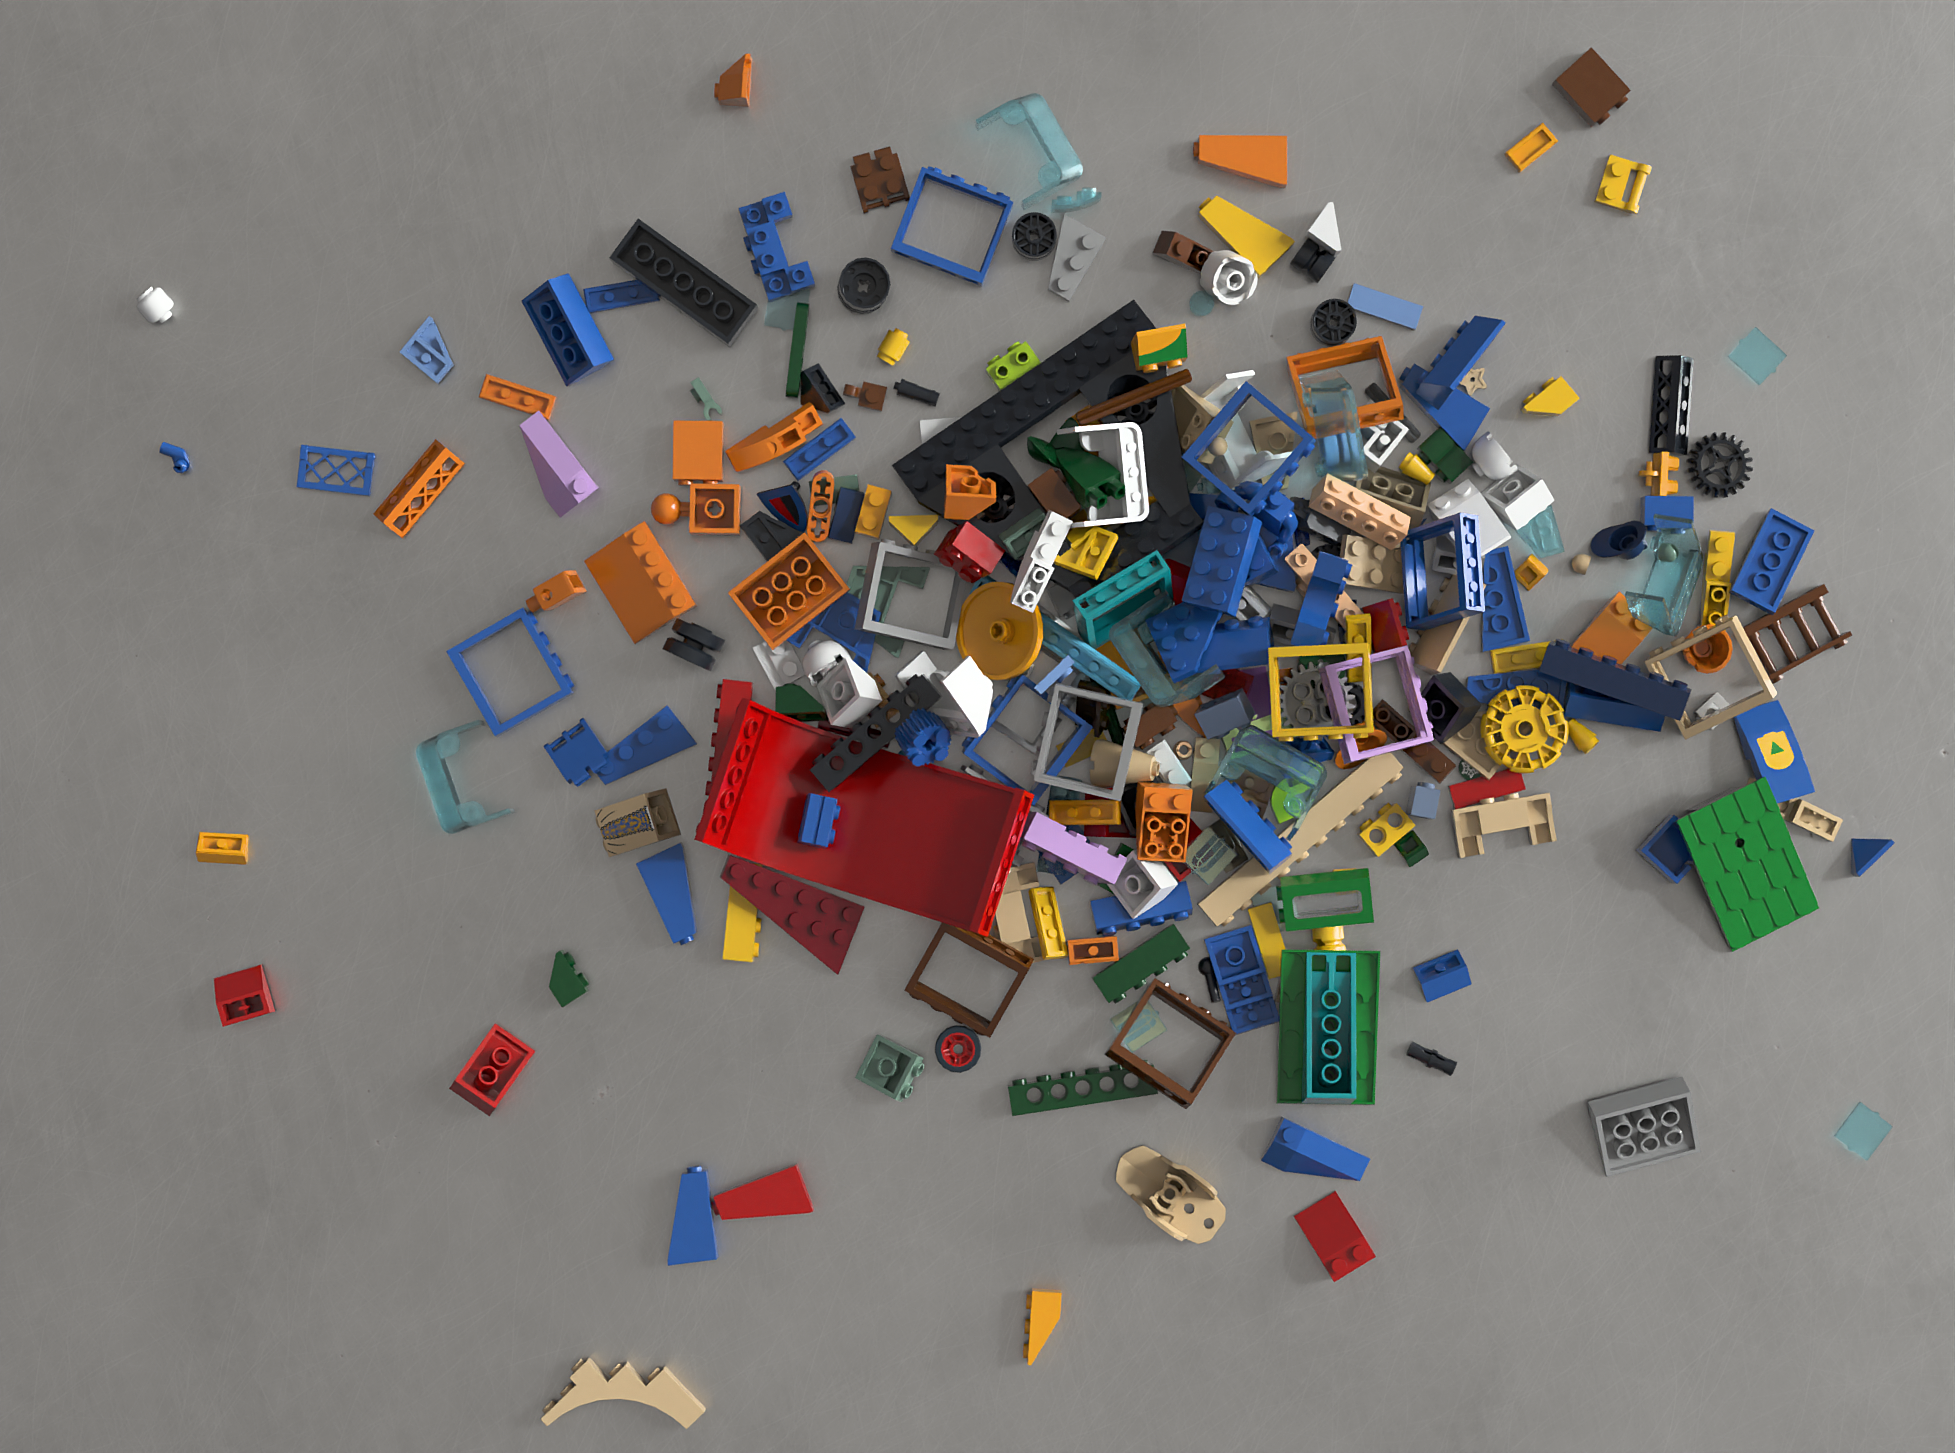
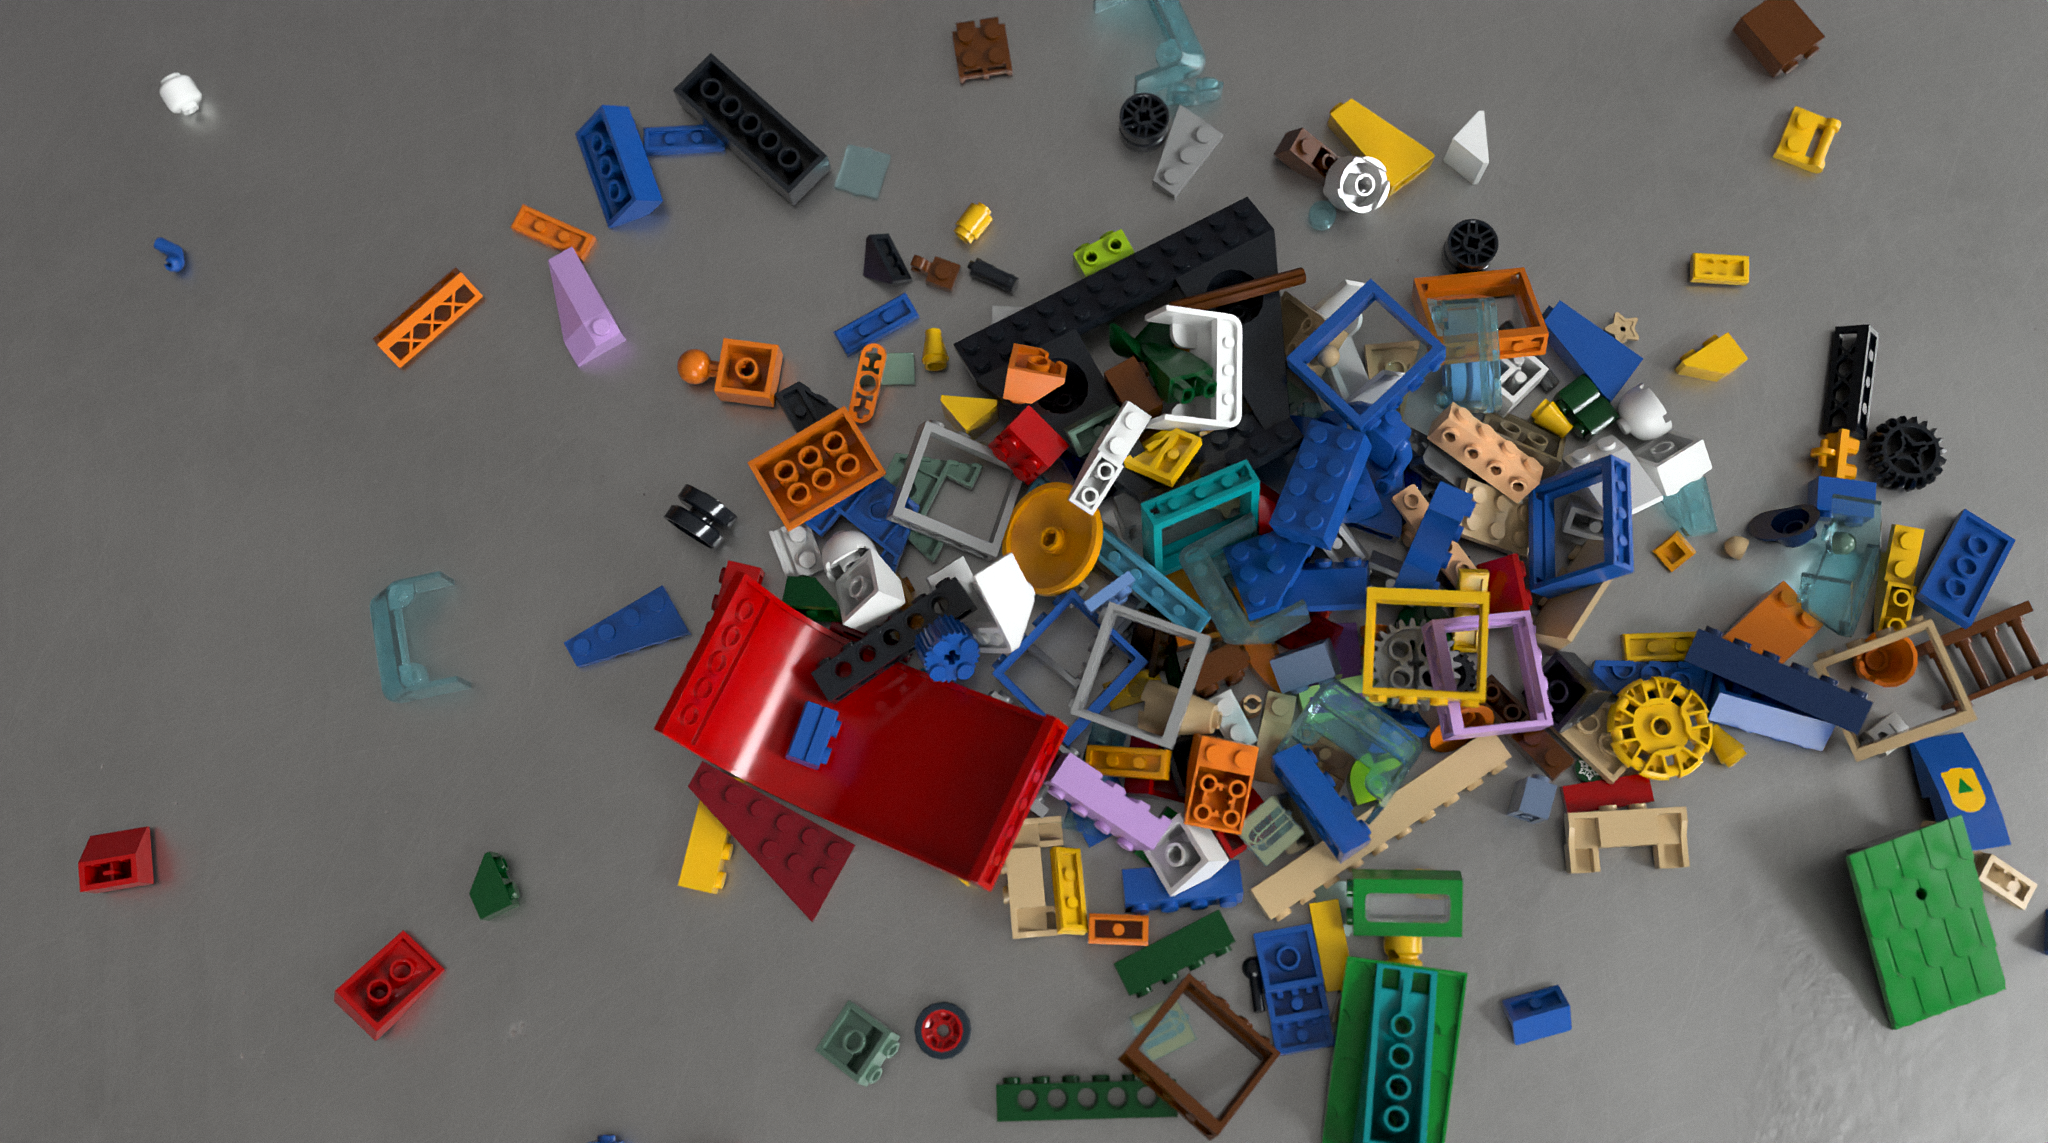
camera: 25 degrees right, 10 degrees down
(222, 848) = (133, 687): light orange slope -> none
(345, 488) = (309, 281): blue window -> none
(428, 351) = (464, 173): medium blue wing -> none
(475, 690) = (464, 584): blue window -> none
(564, 588) = (558, 442): orange torso -> none
(578, 754) = (551, 627): blue plate -> none
(637, 822) = (606, 713): tan slope -> none
(640, 582) = (654, 444): orange slope -> none
(670, 889) = (631, 796): blue slope -> none
(698, 451) = (740, 308): orange brick -> none
(701, 393) = (753, 249): sand green plate -> none
(769, 257) = (856, 134): blue bracket -> none
(774, 441) = (826, 305): orange slope -> none
(786, 505) = (829, 377): shield -> none
(797, 350) = (866, 213): dark green beam -> none
(846, 515) = (895, 396): dark blue slope -> none
(863, 271) = (949, 138): black wheel -> none
(873, 512) = (926, 395): light orange brick -> none
(874, 468) = (934, 351): none -> yellow cone
(957, 184) = (1035, 140): blue window -> none
(989, 946) = (994, 908): reddish brown window -> none
(1160, 348) = (1273, 237): light orange slope -> none
(1248, 156) = (1387, 64): orange slope -> none
(1312, 260) = (1452, 180): black wheel -> none
(1385, 306) = (1530, 241): medium blue tile -> none
(1389, 834) = (1485, 833): yellow brick -> none
(1411, 848) = (1511, 856): dark green slope -> none
(1431, 1058) = (1516, 1116): black pin -> none
(1458, 360) = (1612, 299): blue slope -> none
(1503, 616) = (1641, 595): blue wing -> none
(1531, 147) = (1705, 91): light orange tile -> none
(1552, 315) = (1719, 269): none -> yellow plate
(1667, 850) = (1825, 894): blue piece -> none
(1757, 356) = (1952, 340): clear light blue piece -> none

